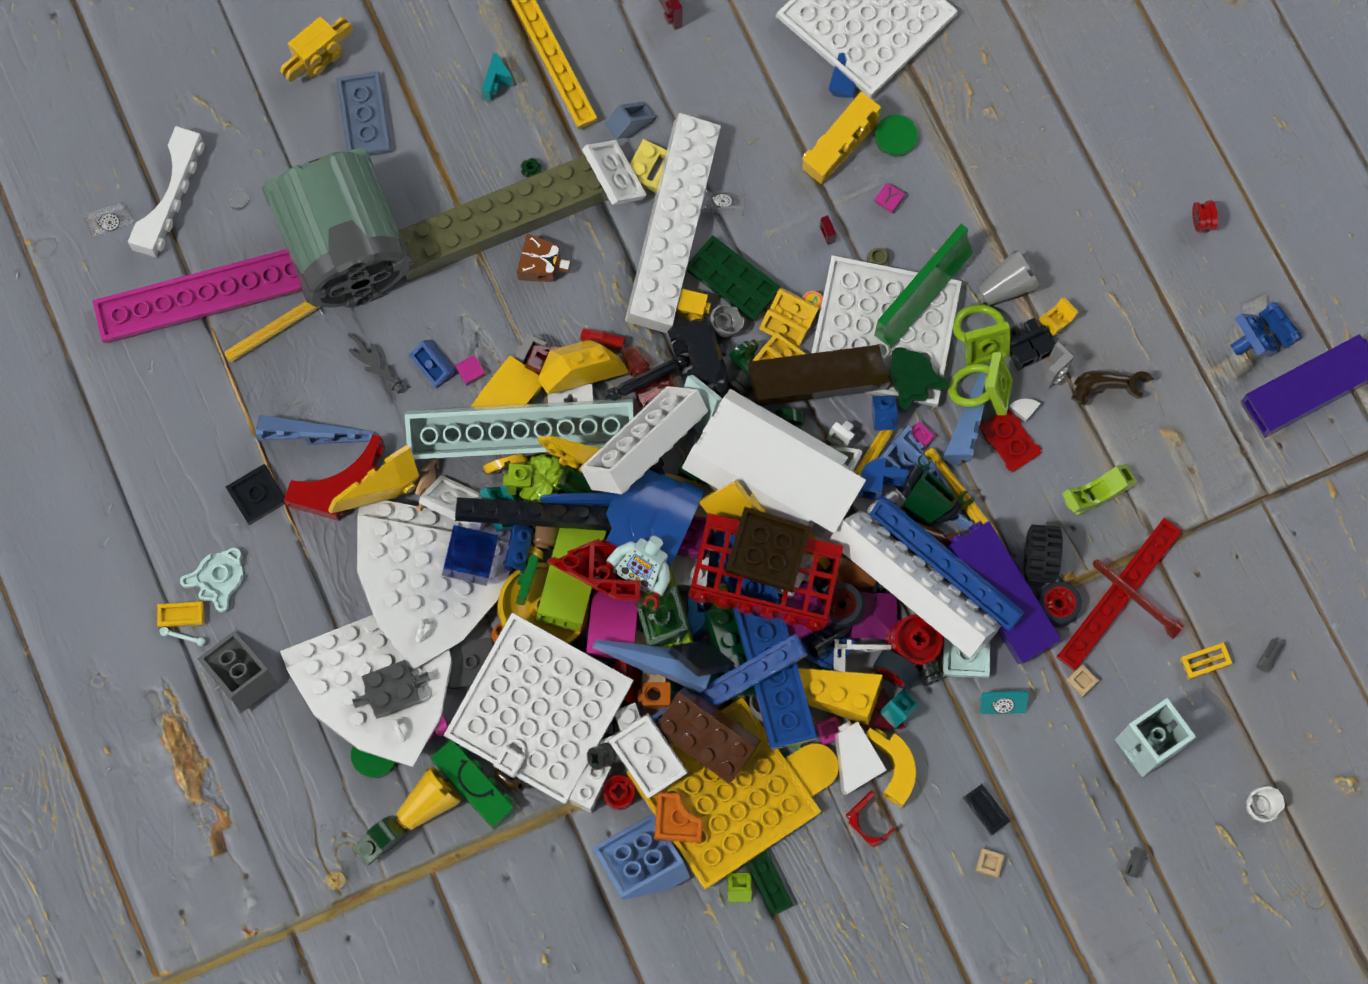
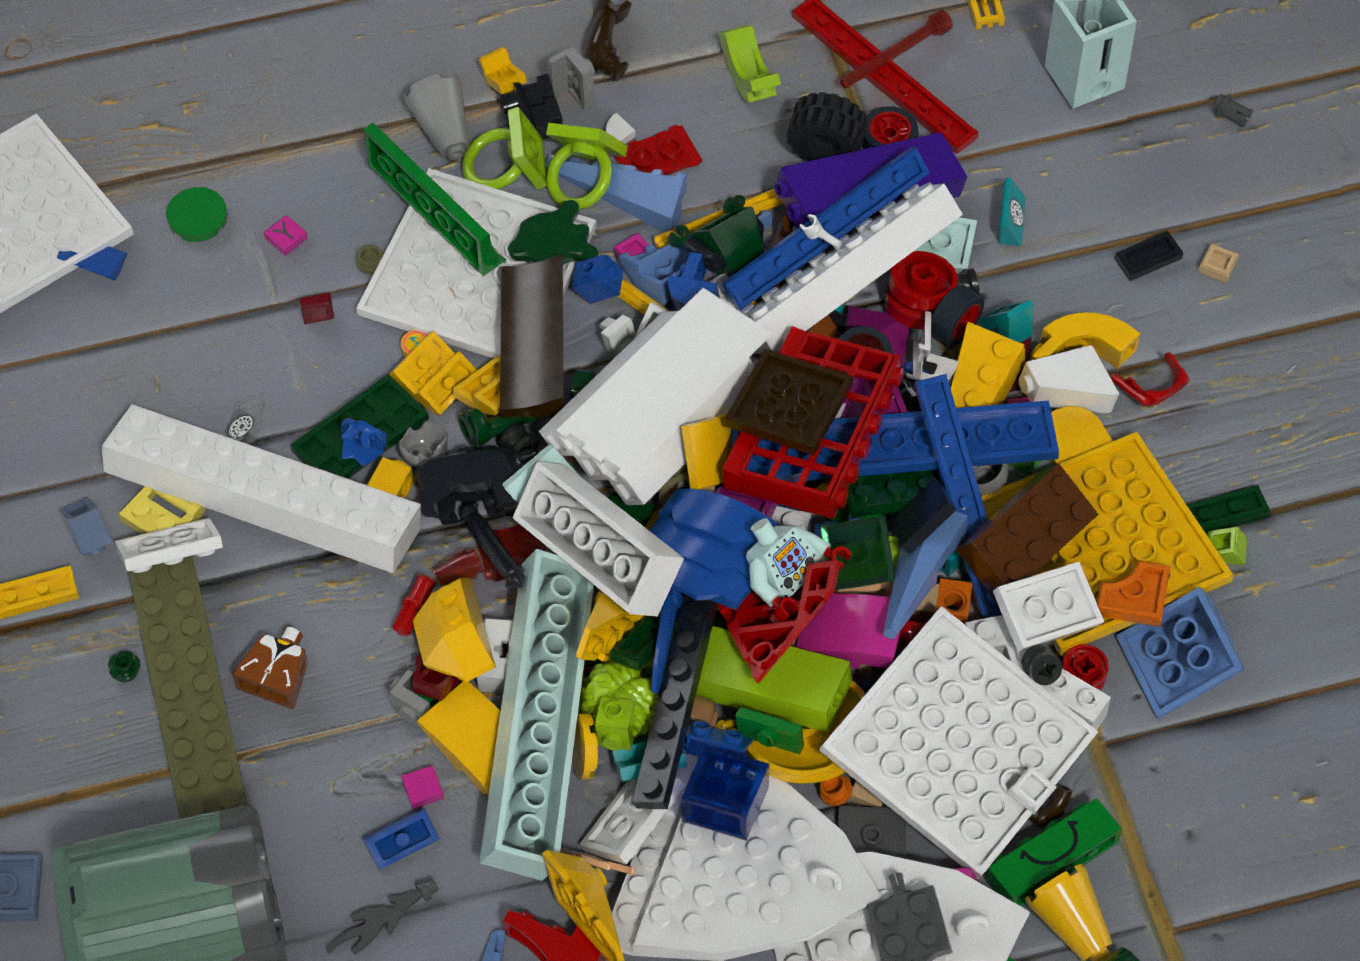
camera: 80 degrees left, 15 degrees down
(718, 278) = (362, 441): none -> blue piece
(842, 138) = (187, 268): yellow wedge -> none
(933, 553) = (816, 230): none -> white hand
(1082, 680) = (993, 129): tan tile -> none

